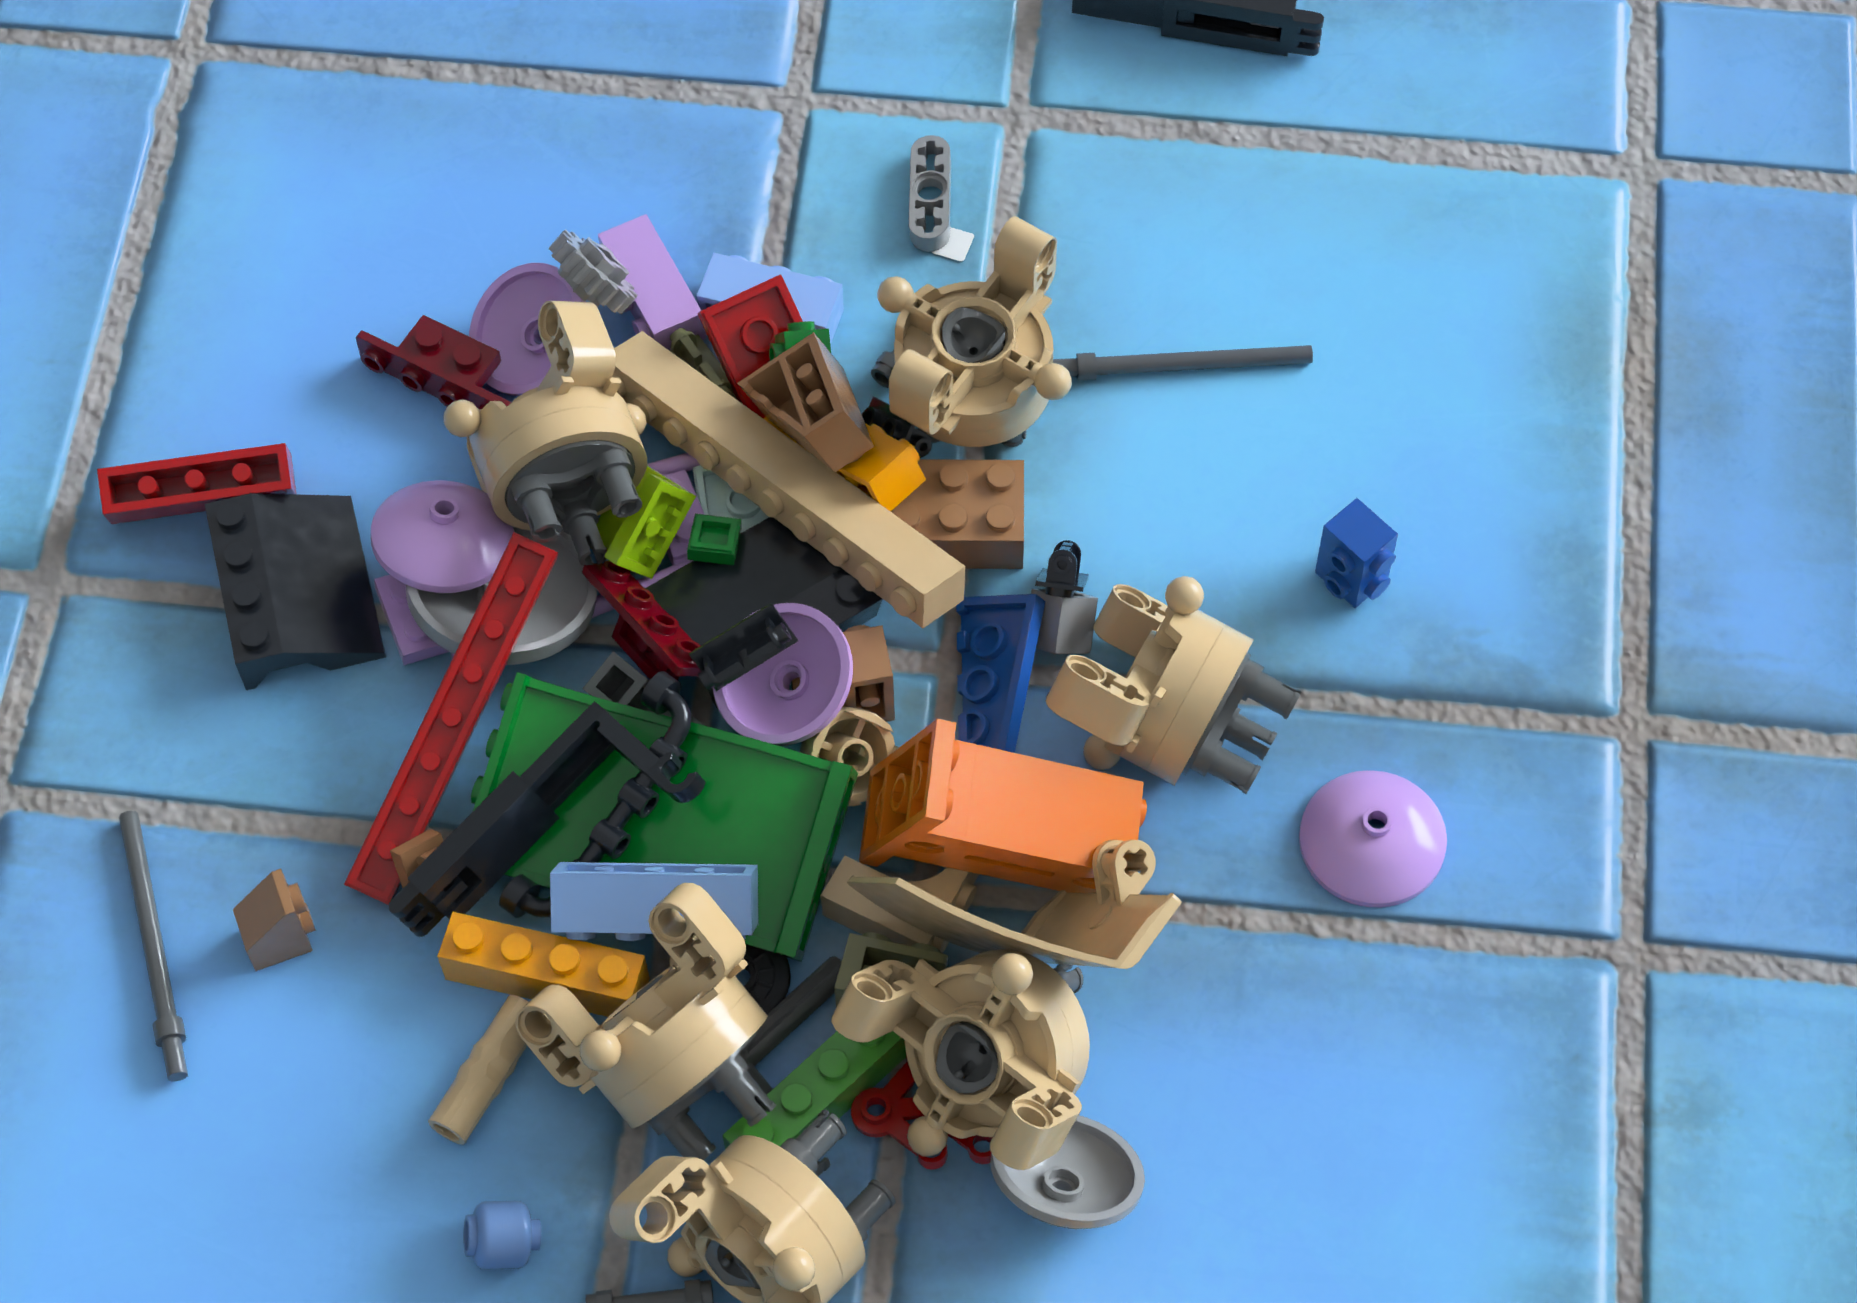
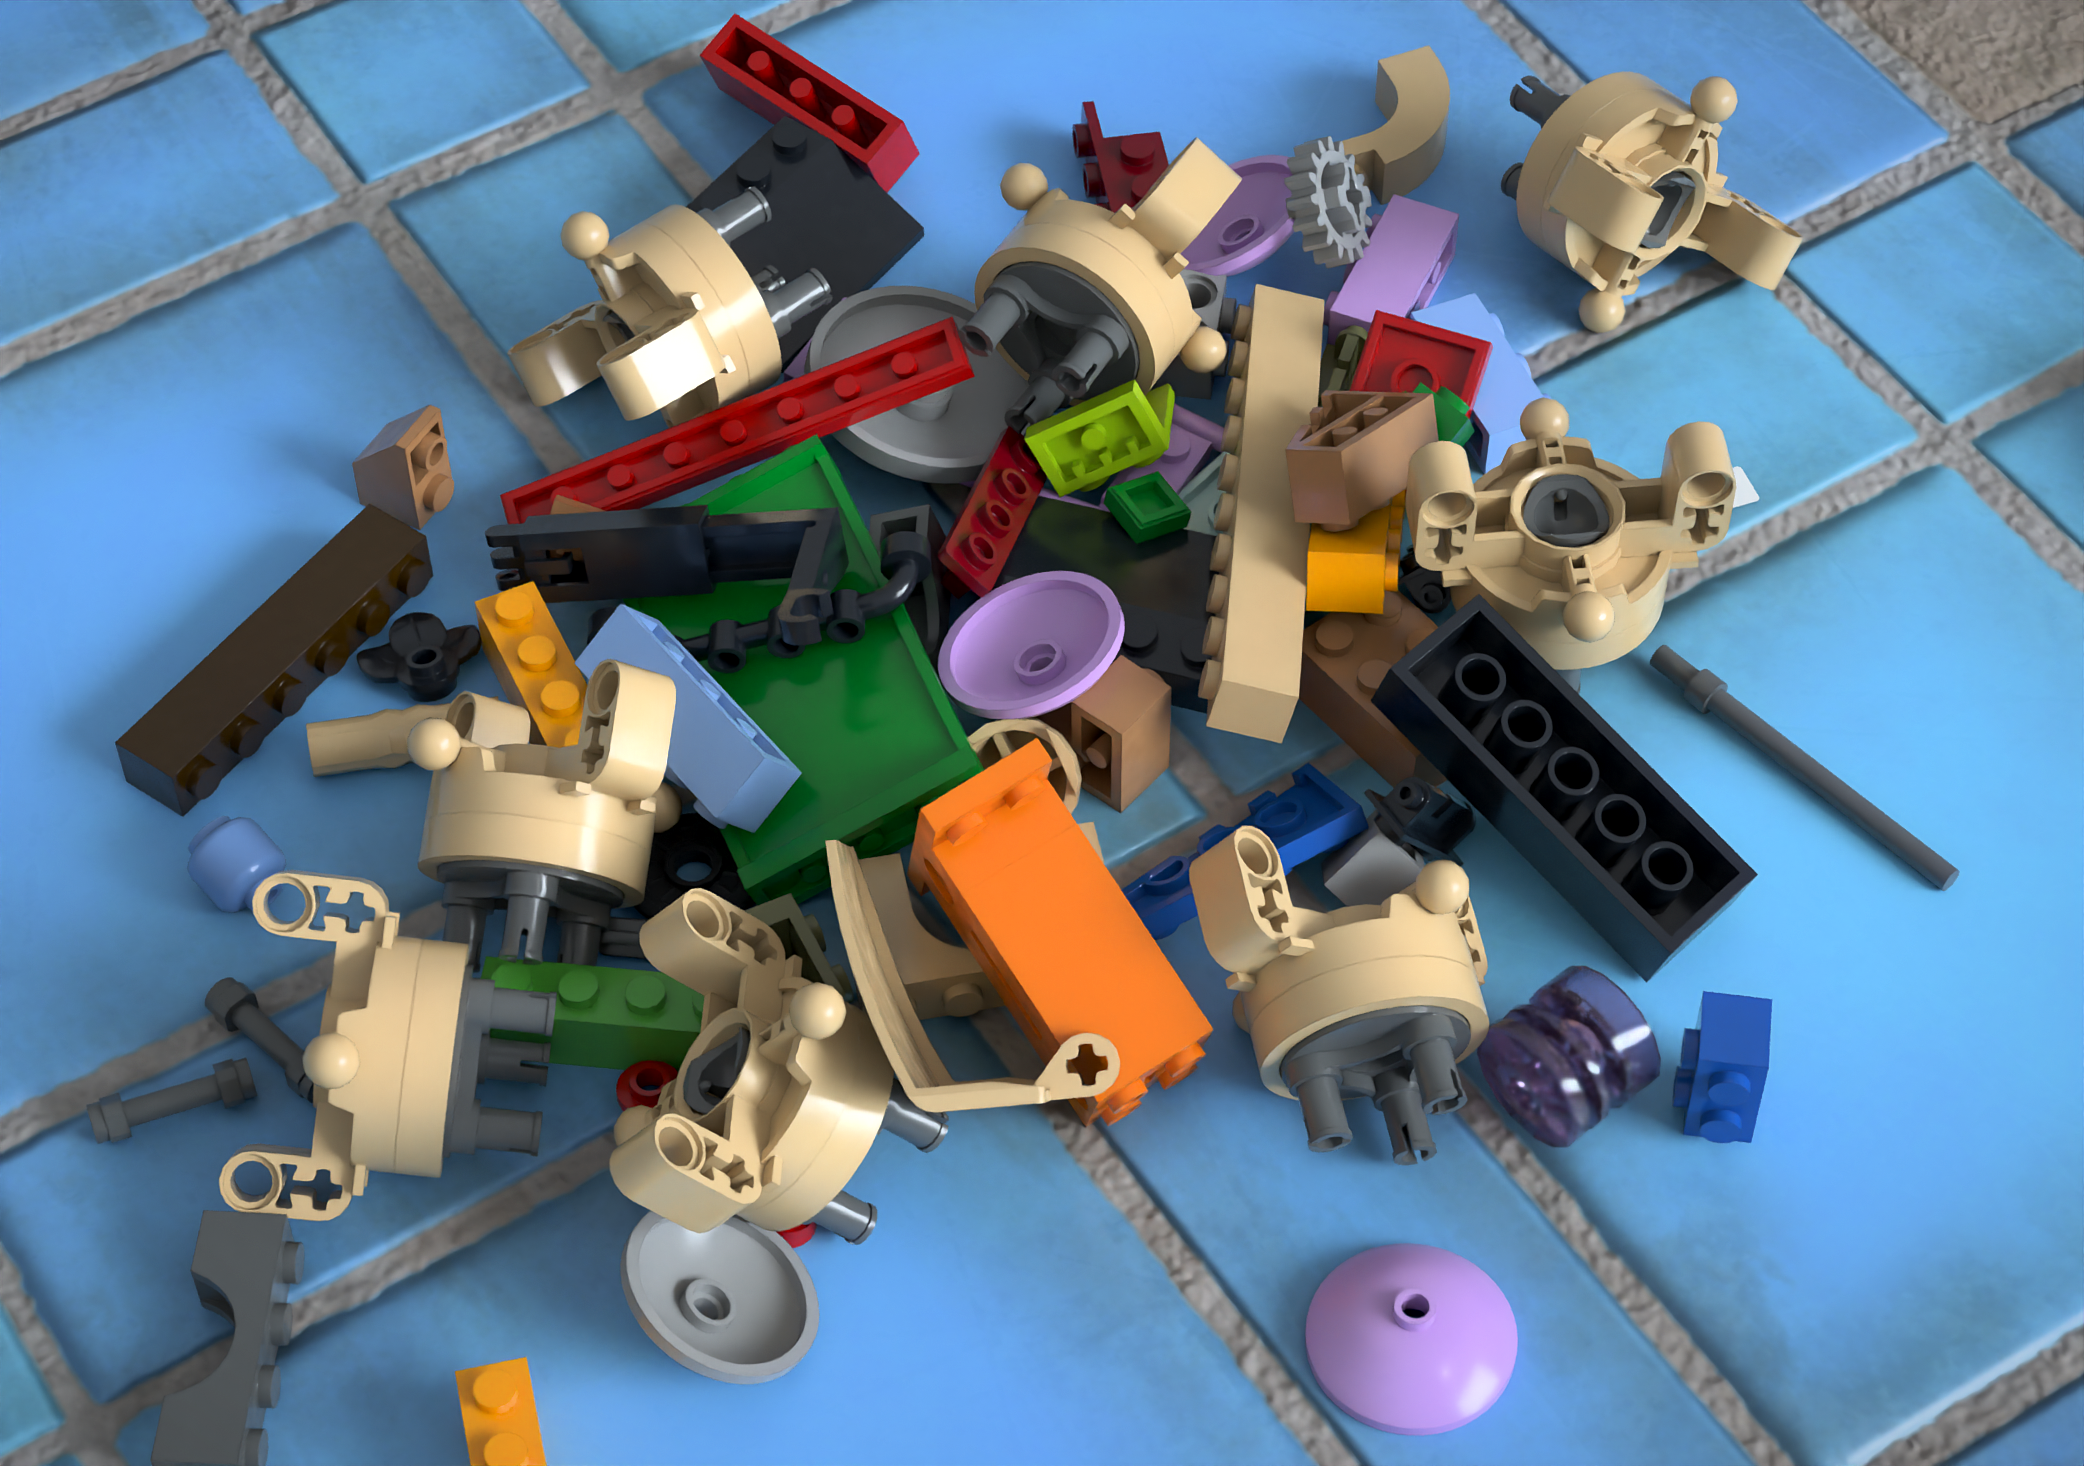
camera: 50 degrees right, 10 degrees down
(168, 1027) = (240, 474): dark grey bar -> none
(334, 684) = (675, 315): none -> tan piece
(354, 1104) = (275, 660): none -> dark brown brick
(418, 1016) = (421, 656): none -> black plate
(439, 536) = (907, 283): lavender dish -> none
(537, 172) = (1407, 148): none -> tan arch
(732, 115) = (1631, 178): none -> tan piece
(742, 647) = (1016, 584): black hinge -> none
(937, 207) = (1773, 405): light grey beam -> none
(1117, 485) = (1562, 787): none -> black brick
(1289, 618) = (1569, 1056): none -> clear purple wheel

